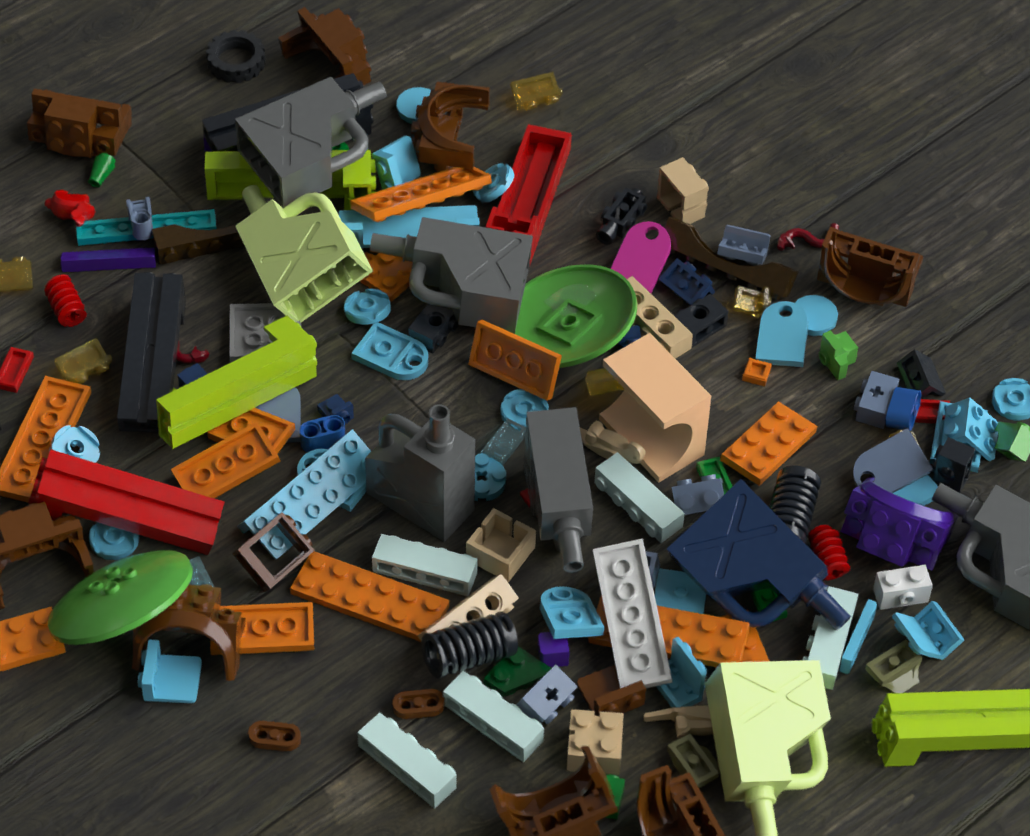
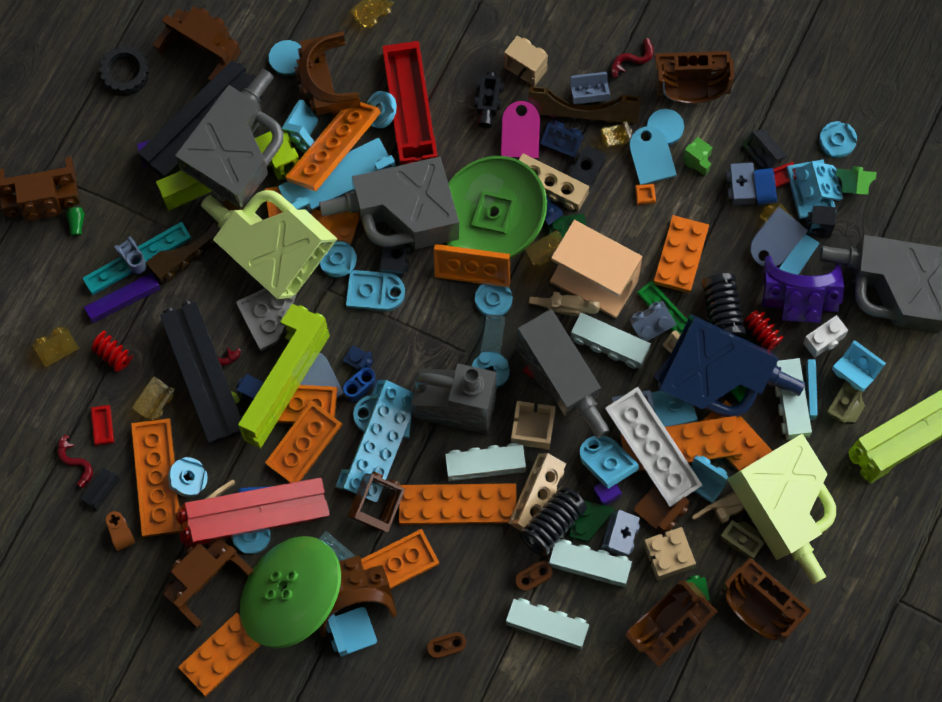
camera: 20 degrees left, 20 degrees up
(71, 206) = (71, 265): red animal -> none

